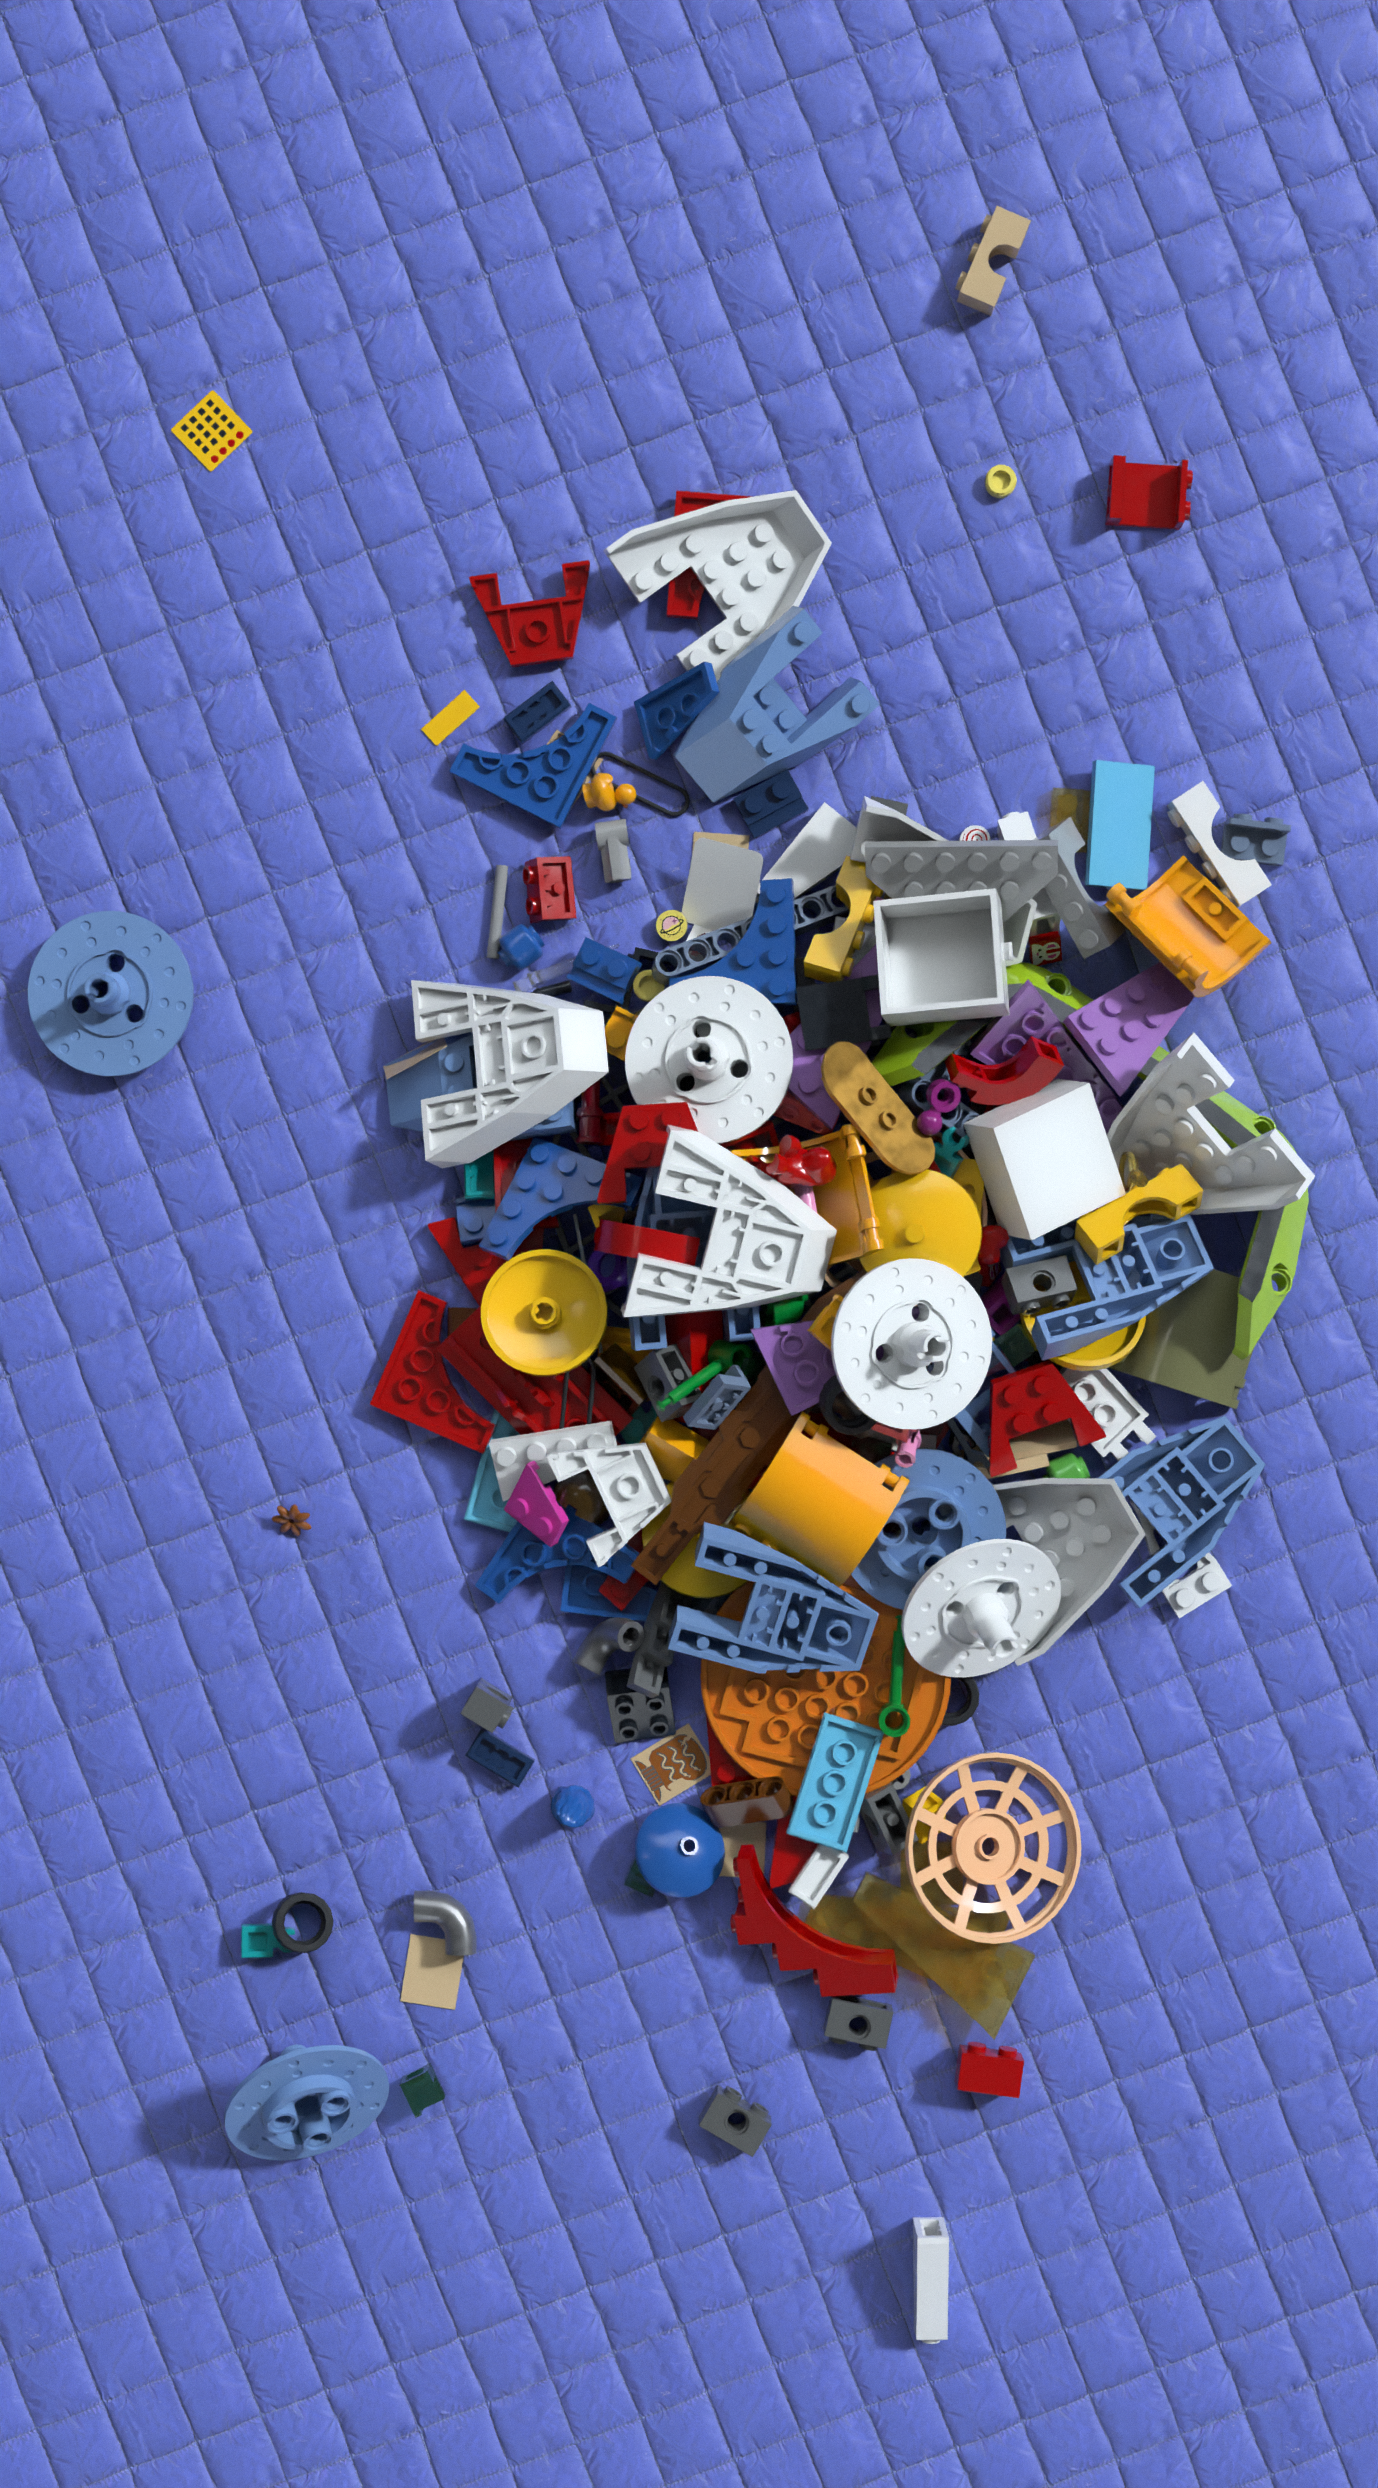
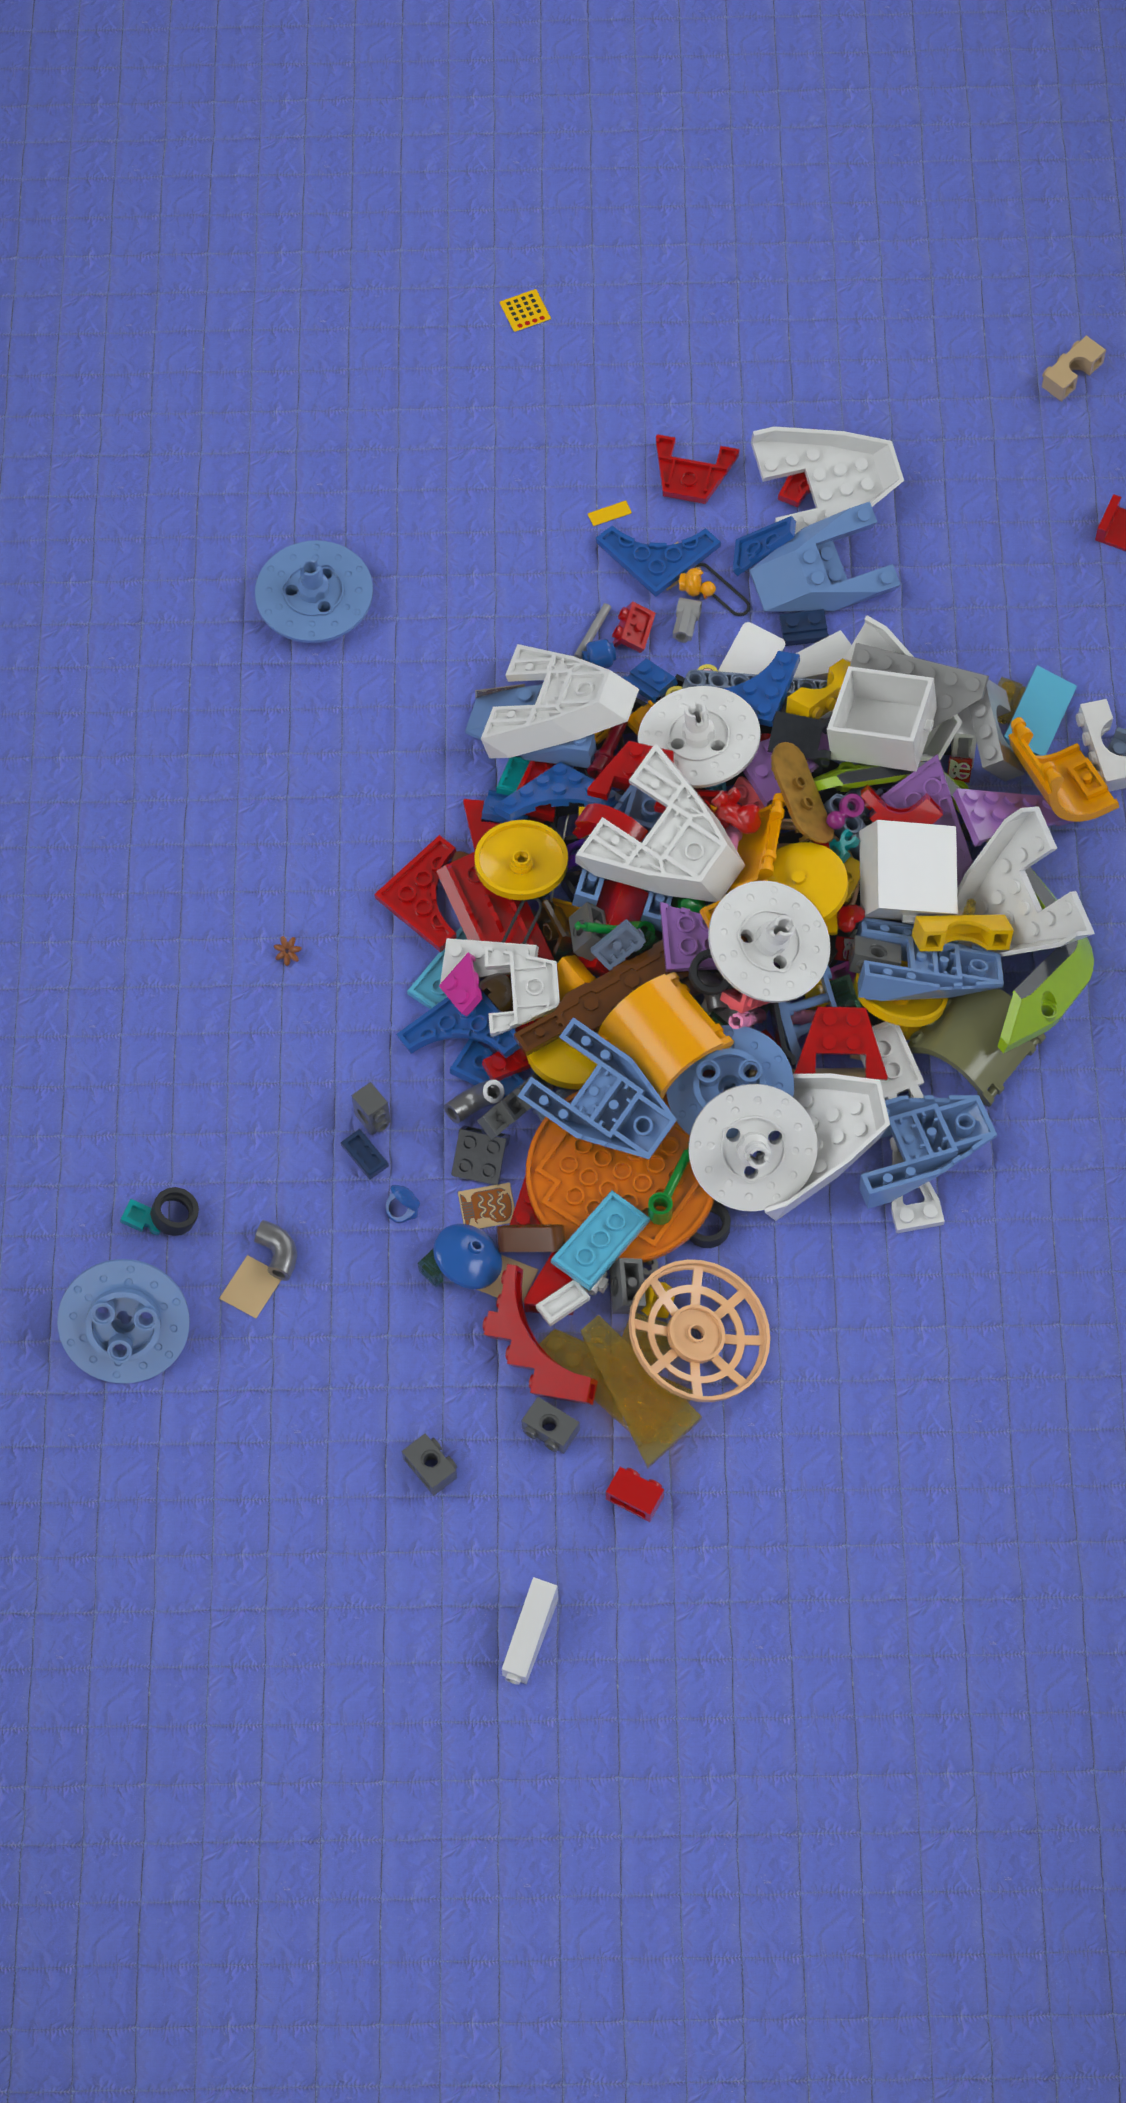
camera: 20 degrees right, 25 degrees down
(422, 2089) = (208, 1360): panel -> none
(537, 712) = (668, 525): dark blue plate -> none
(1000, 481) = (1032, 492): light yellow tile -> none

